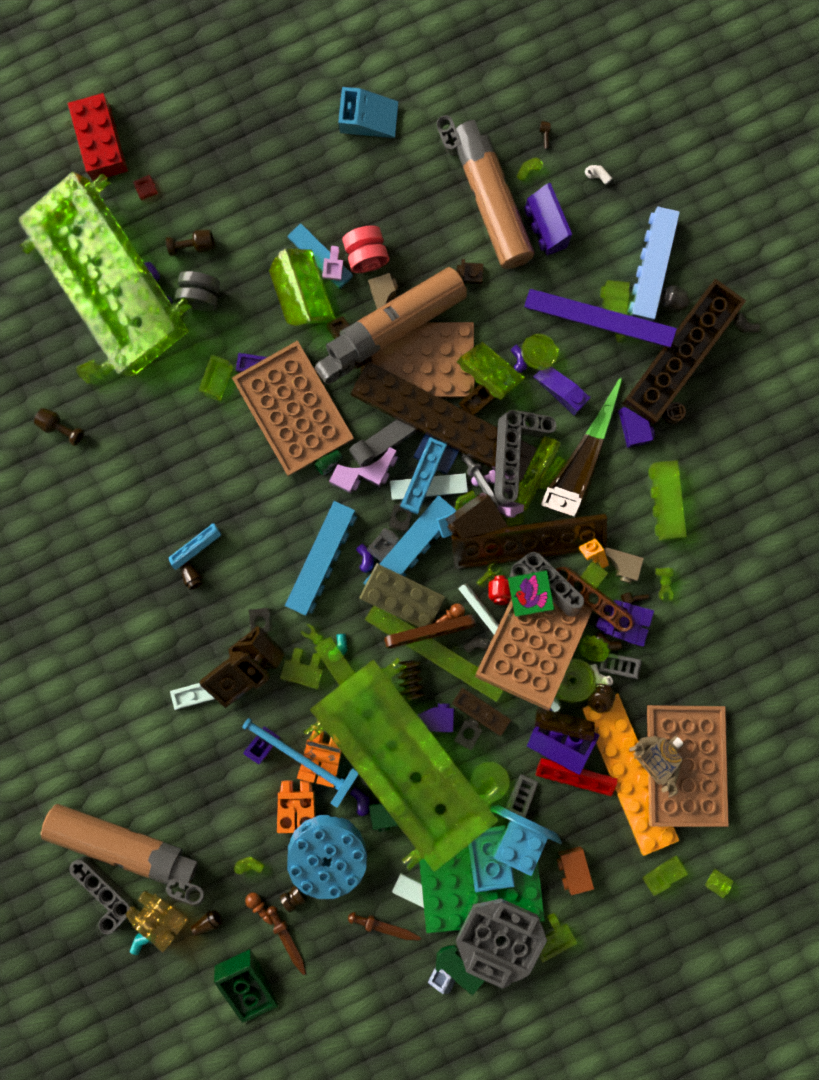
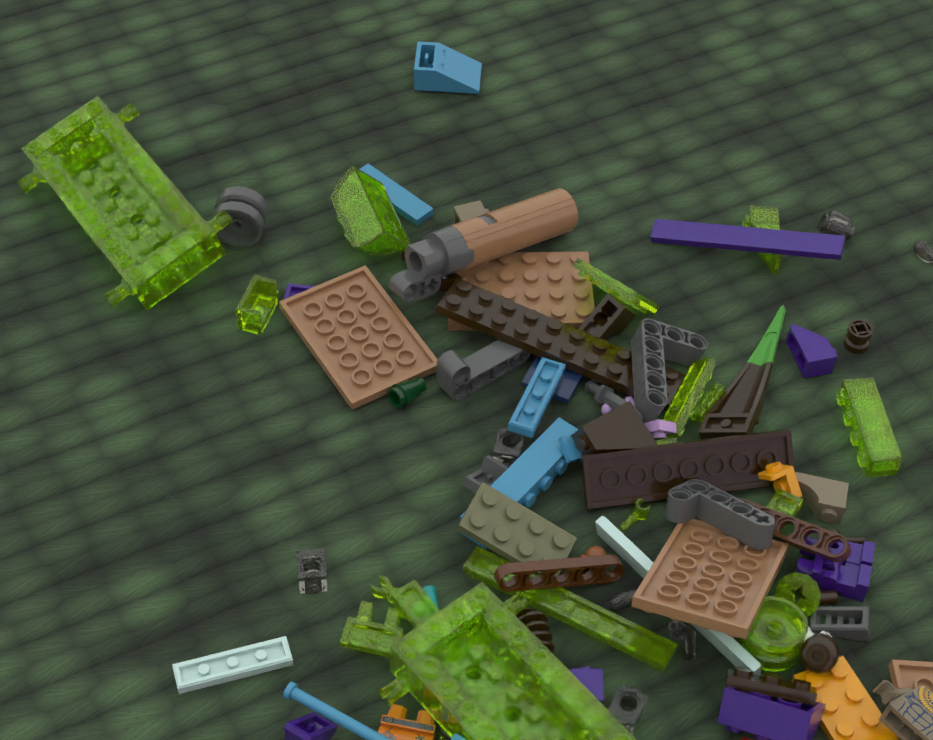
camera: 10 degrees left, 35 degrees down
(50, 421) = (31, 350): dark brown piece -> none
(88, 368) = (87, 297): clear neon green tile -> none
(97, 136) = (124, 82): red brick -> none
(145, 187) = (178, 135): clear red tile -> none
(191, 577) = (212, 521): dark brown cone -> none
(194, 546) = (219, 484): dark azure tile -> none
(201, 240) = (245, 176): dark brown piece -> none
(244, 667) = (284, 621): dark brown piece -> none
(320, 559) = (397, 498): dark azure brick -> none
(333, 267) = (409, 197): lavender plate -> none
(365, 249) = (449, 178): coral wheel -> none
(367, 560) = (462, 494): dark purple arm -> none
(376, 473) = (434, 406): lavender arch -> none
(439, 486) = (574, 413): light aqua tile -> none
(470, 272) = (585, 207): dark brown bracket -> none
(481, 711) = (661, 691): dark brown plate -> none
(490, 189) = (597, 130): medium nougat piece -> none
(499, 590) = (654, 528): red head -> none
(521, 365) = (653, 286): dark purple arm -> none
(530, 593) = (699, 514): tile -> none
(533, 163) = (637, 116): clear neon green arm -> none
(539, 352) = (675, 278): clear neon green tile -> none
(545, 128) = (655, 85): dark brown hand -> none
(548, 220) = (671, 154): dark purple slope -> none
(563, 389) = (713, 315): dark purple slope -> none
(598, 172) = (721, 120): white arm -> none
(654, 263) = (804, 188): light blue brick -> none
(665, 573) = (883, 509): clear neon green piece -> none
(690, 346) = (864, 268): dark brown brick -> none

